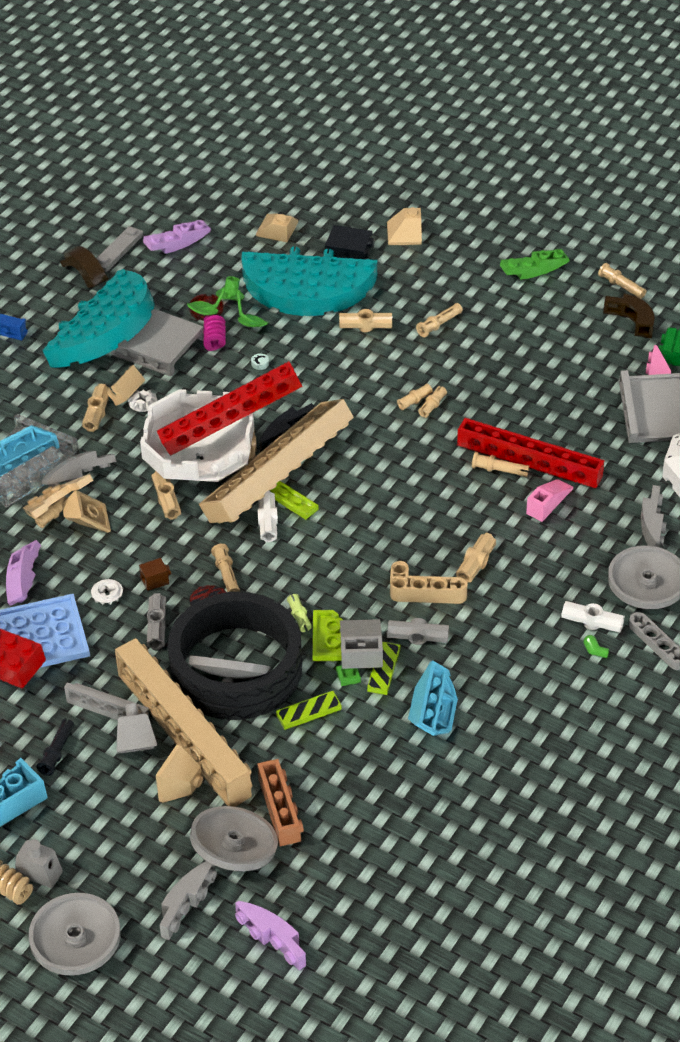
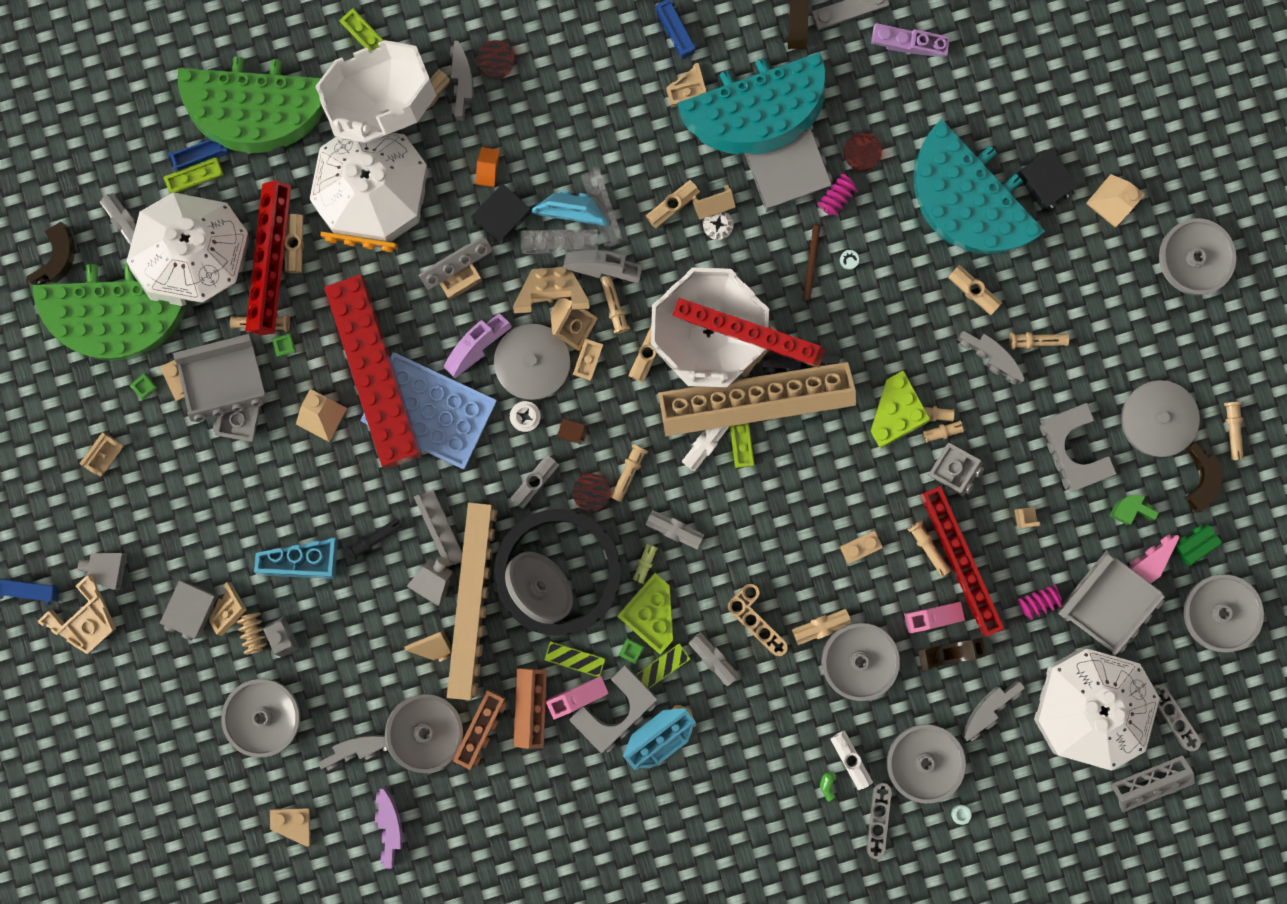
camera: 45 degrees right, 40 degrees up
(34, 352) = (686, 86): none -> tan wing
(78, 559) = (531, 362): none -> light grey dish
(117, 489) = (616, 313): none -> tan pin
(123, 527) = (588, 359): none -> tan plate
(180, 1000) = (292, 823): none -> tan wing
(228, 372) = (811, 263): none -> reddish brown bar
(231, 292) = (894, 157): bright green plant -> none
(277, 227) = (1010, 97): tan slope -> none
(300, 577) = (674, 529): none -> light grey piece
(306, 759) = (530, 708): none -> nougat brick
(335, 728) = (576, 697): none -> bright pink slope
(361, 644) = (657, 640): light grey slope -> none
(384, 736) = (603, 734): none -> light grey arch
(388, 409) = (898, 411): none -> lime plate
(418, 341) = (999, 359): none -> light grey slope
(450, 499) = (861, 547): none -> tan plate
(466, 406) = (956, 469): none -> light grey plate
(491, 218) = (1197, 256): none -> light grey dish
(528, 553) = (860, 661): none -> light grey dish
(536, 265) = (1181, 345): bright green slope -> none
(544, 408) = (1026, 517): none -> tan panel
(547, 364) = (1074, 475): none -> light grey arch
(568, 308) = (1160, 418): none -> light grey dish
(588, 505) = (951, 653): none -> dark brown arch
(609, 355) = (1129, 506): none -> bright green brick
(611, 440) = (1040, 602): none -> dark pink piece

